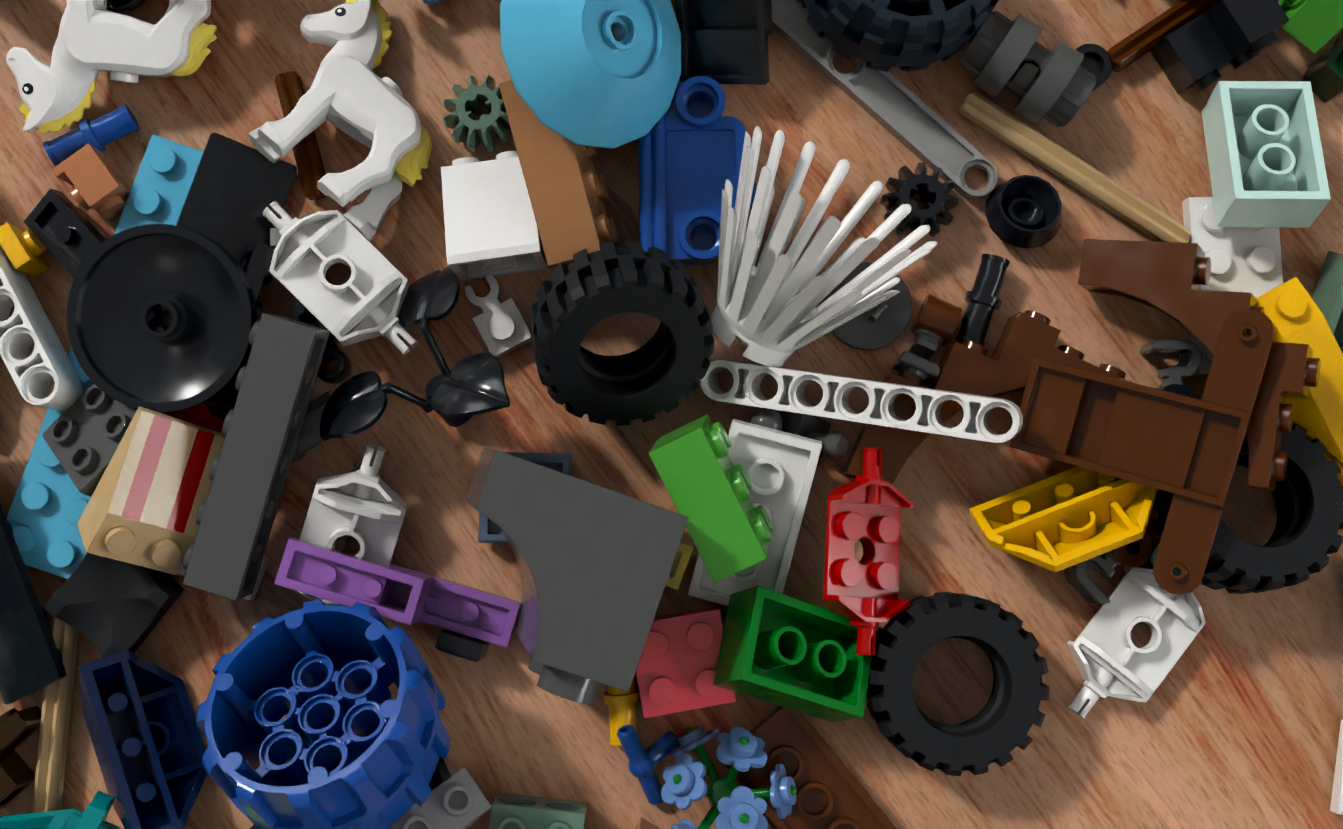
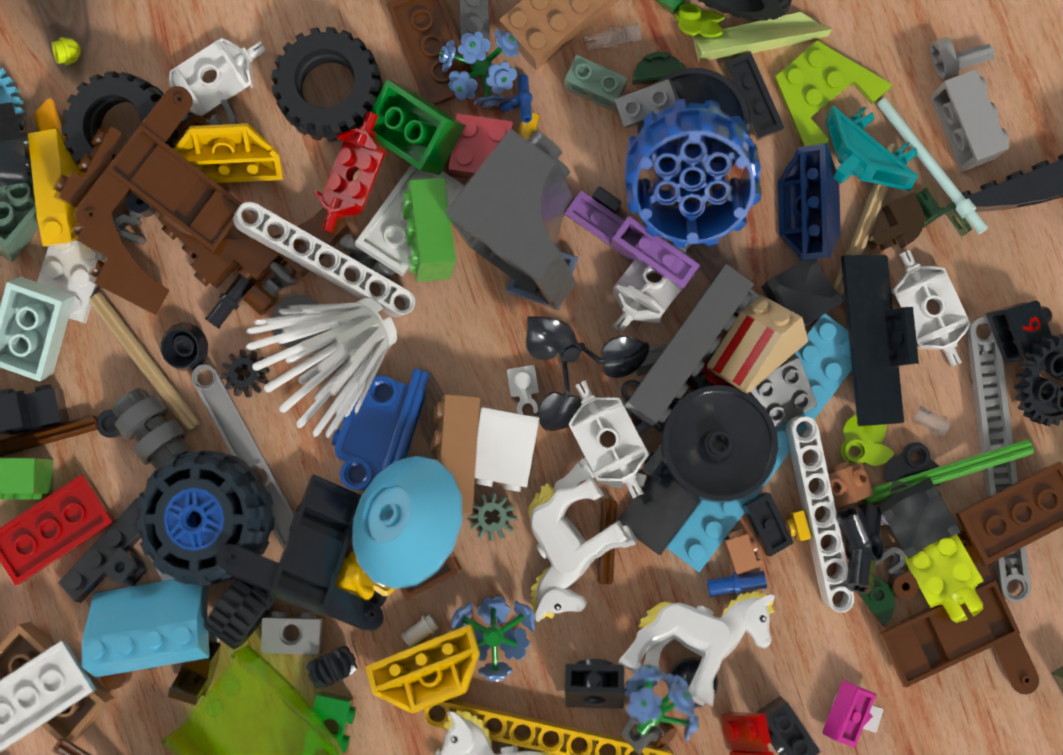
camera: 160 degrees left, 0 degrees up
(630, 383) = (450, 368): black tyre -> none

